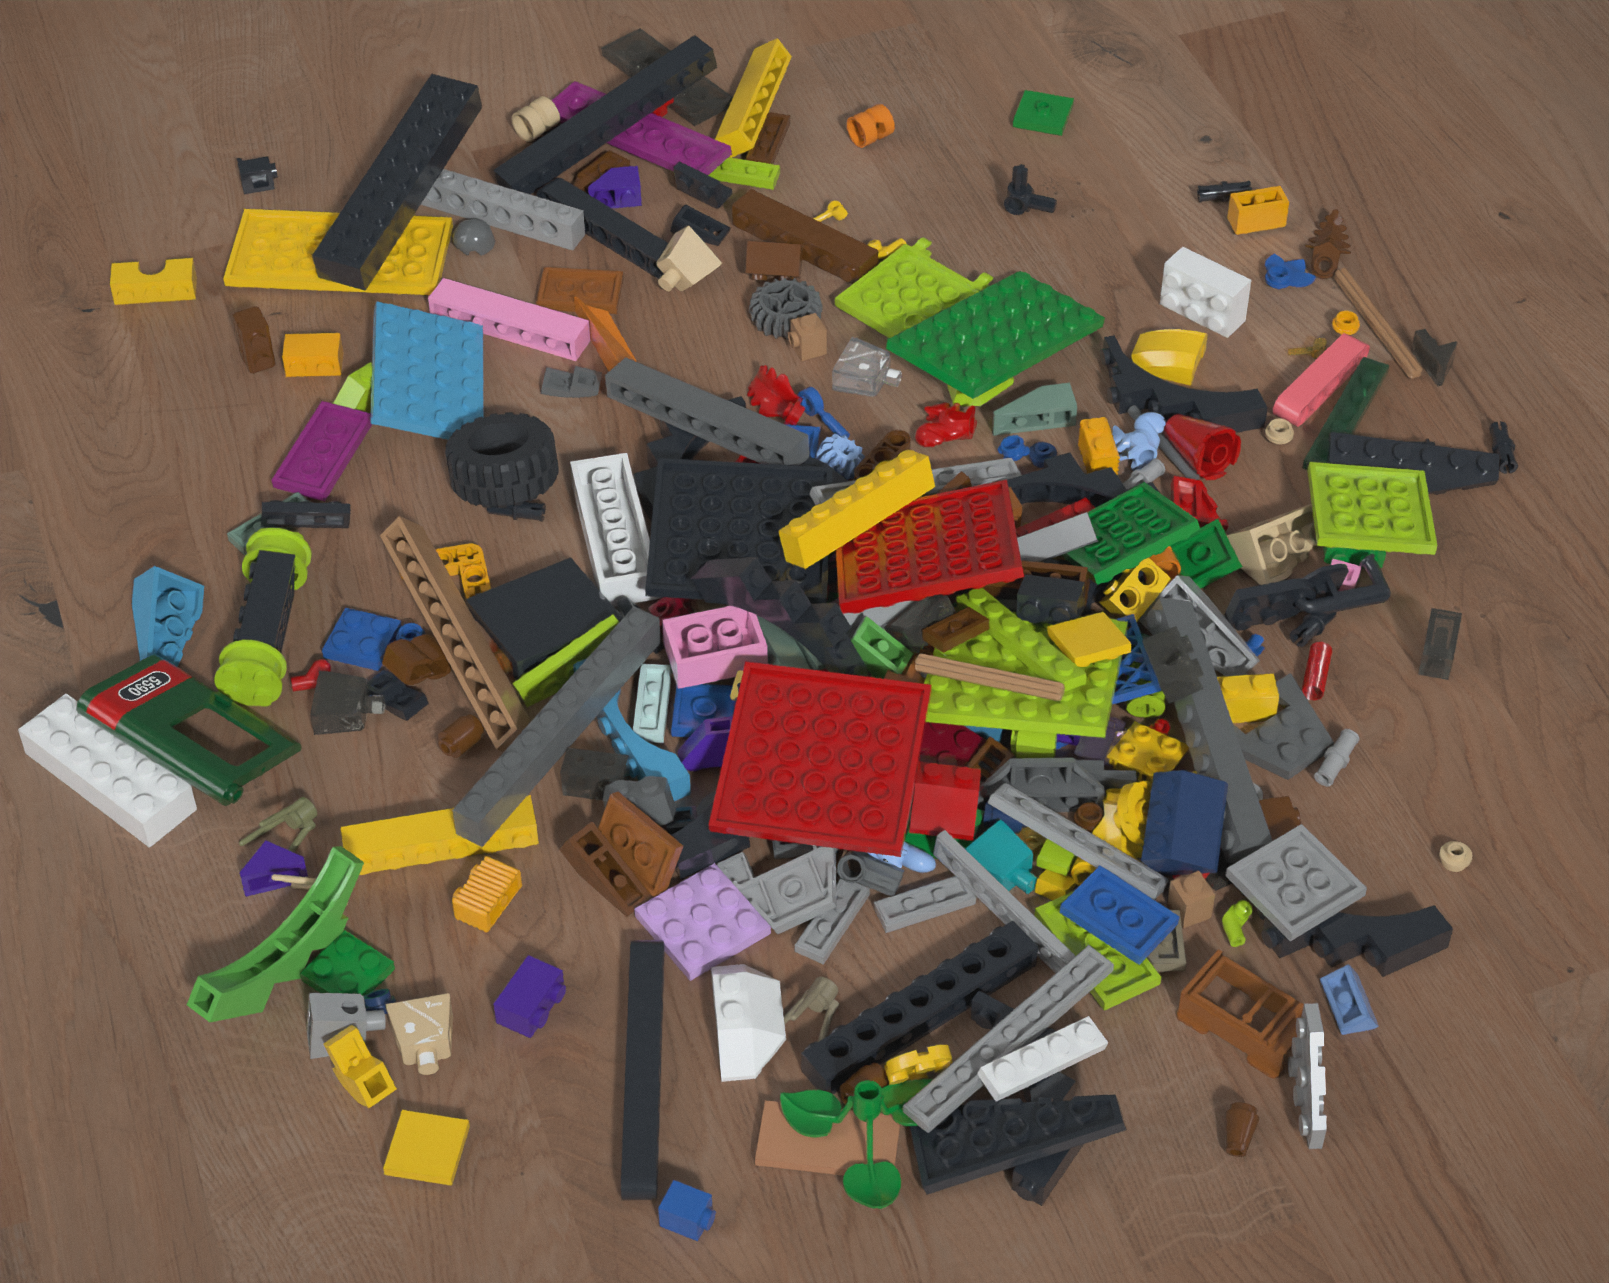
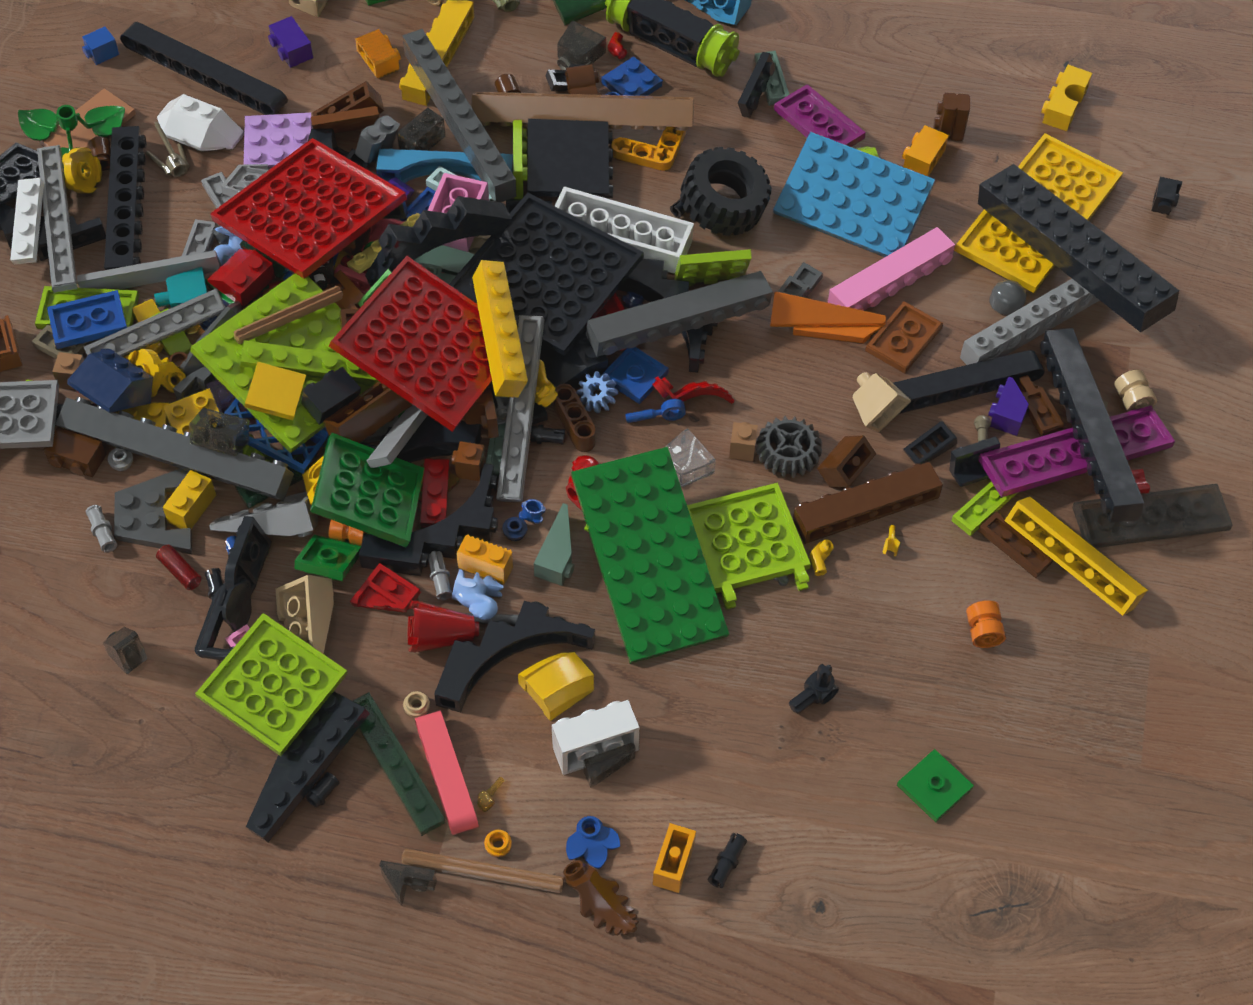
camera: 120 degrees right, 10 degrees up
(622, 418) = (712, 266): none -> lime plate
(648, 203) = (982, 425): none -> dark tan piece
(1503, 446) = (275, 859): black pin -> none

